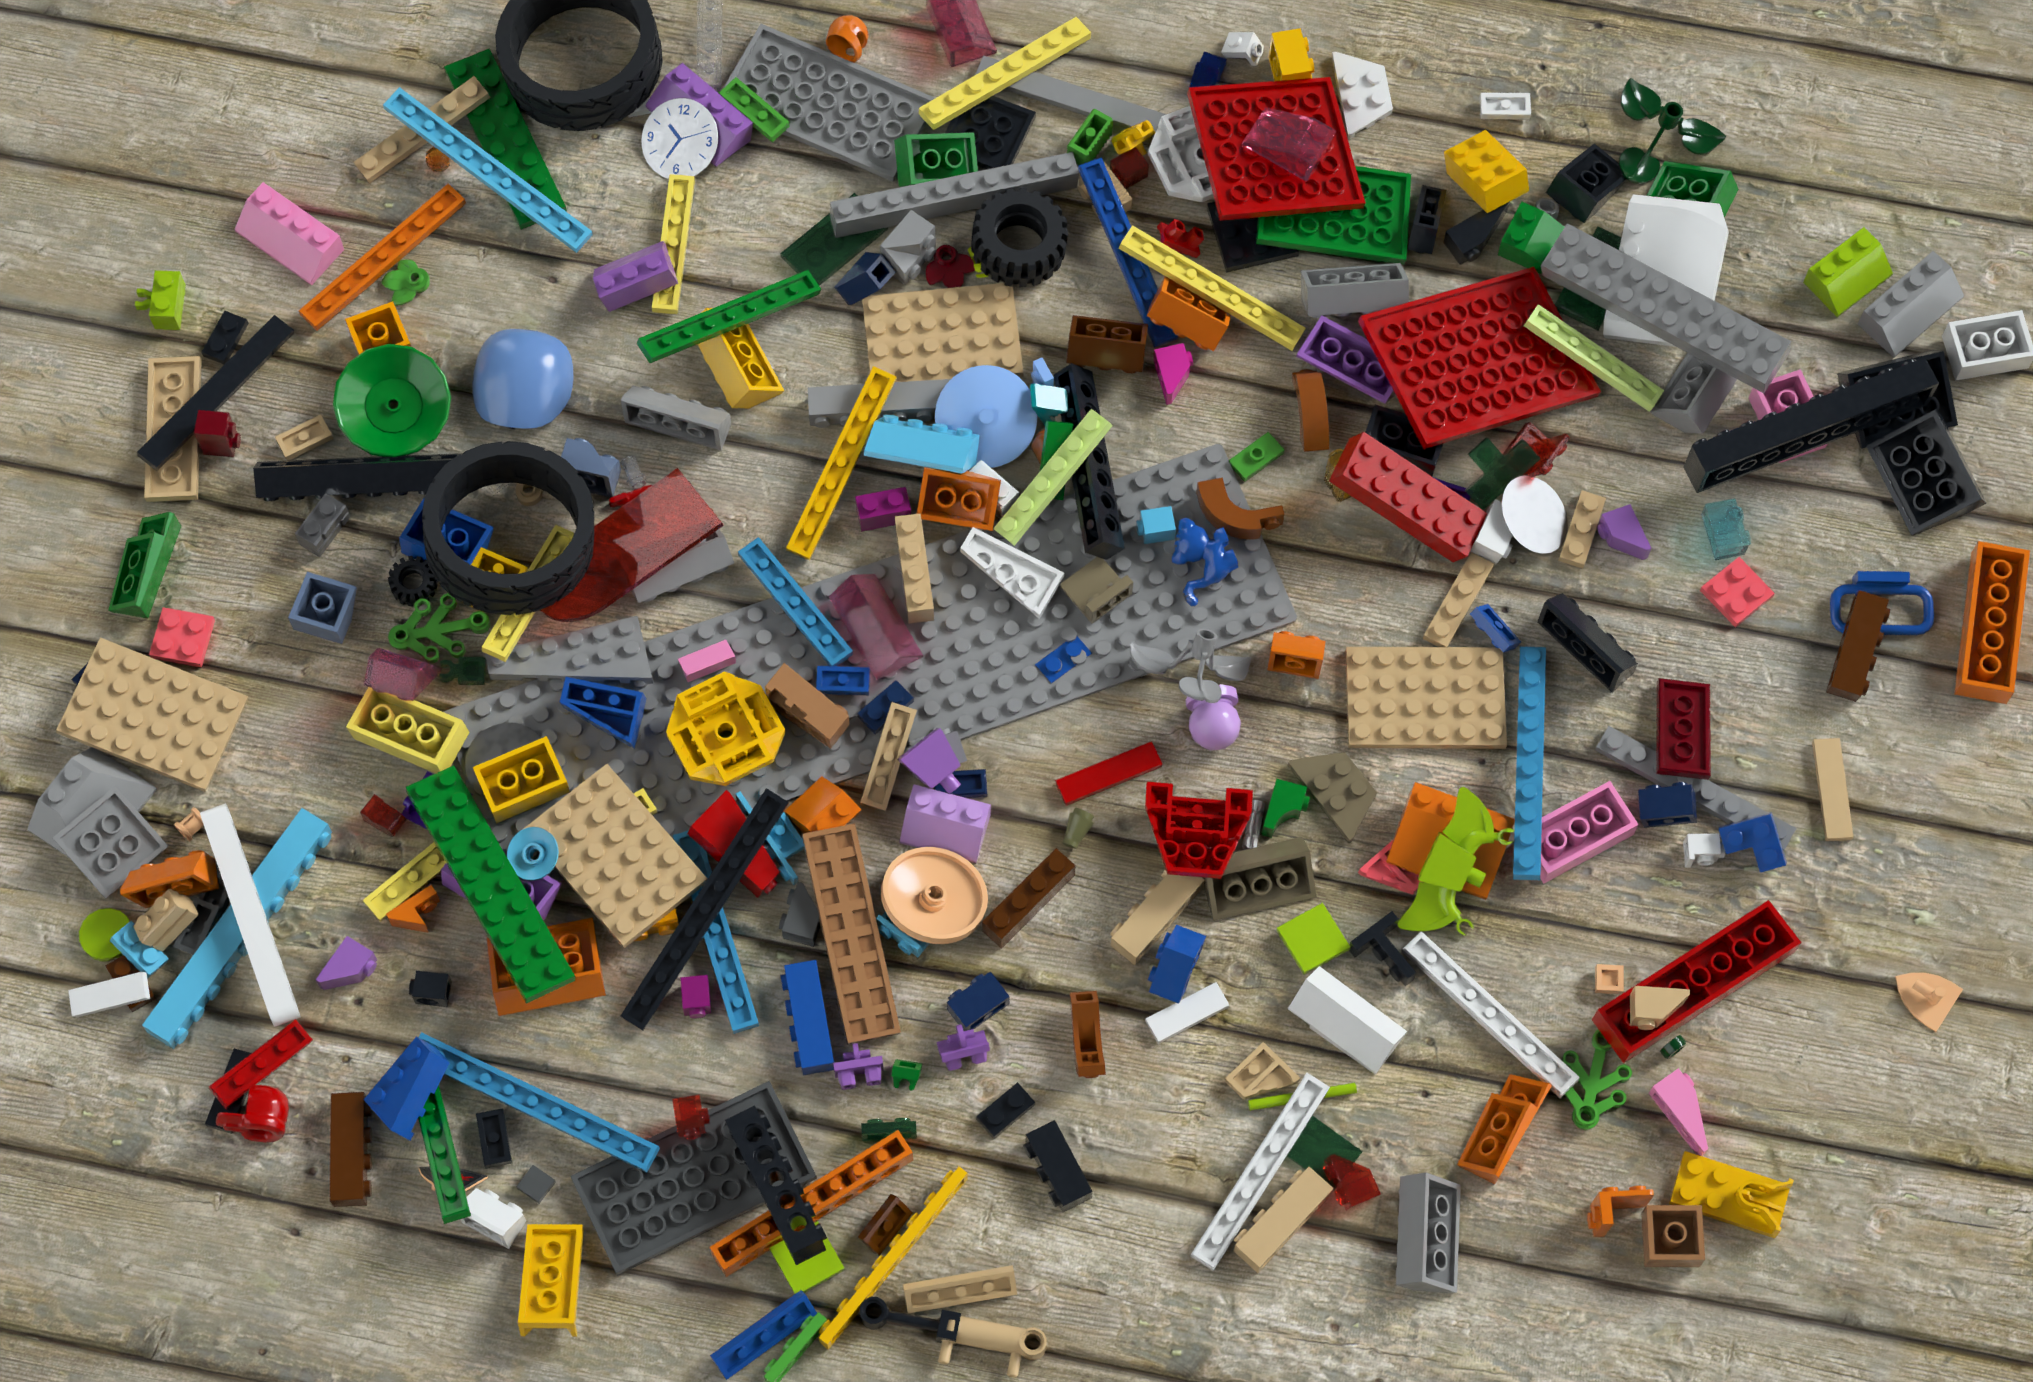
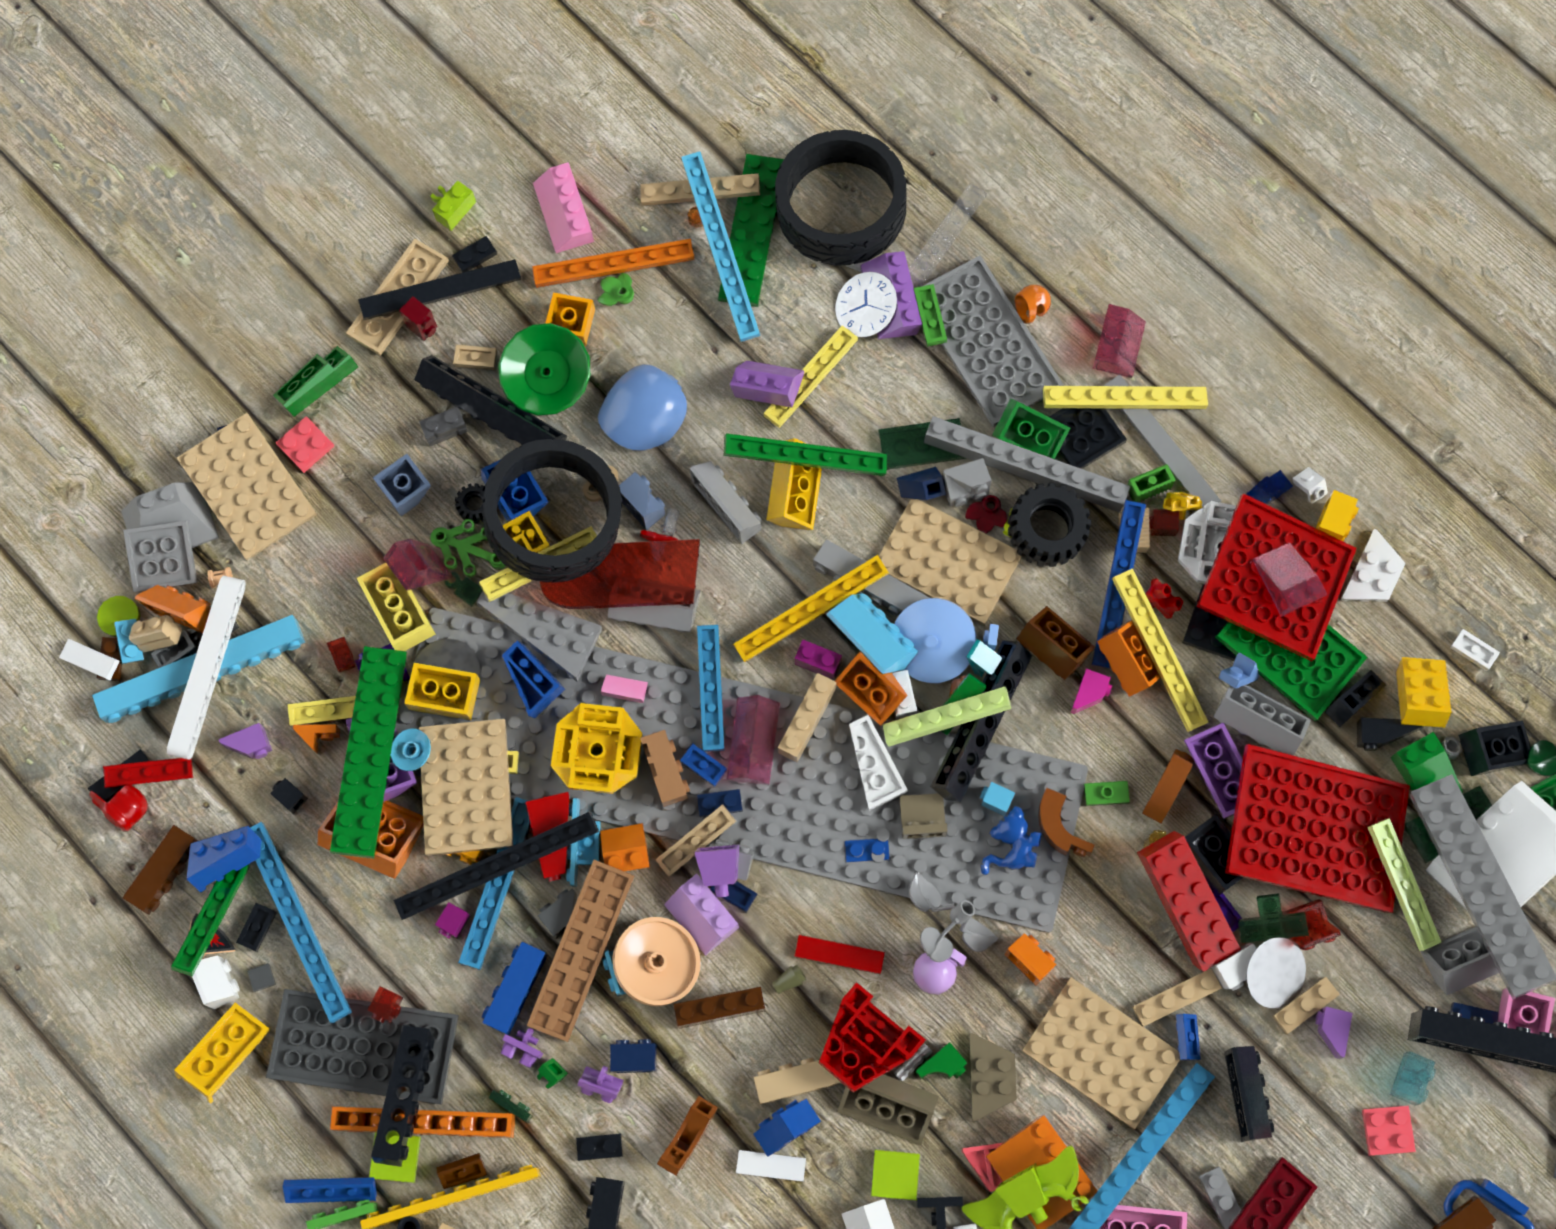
camera: 40 degrees right, 5 degrees up
(1305, 258) = (1241, 673): none -> medium blue slope

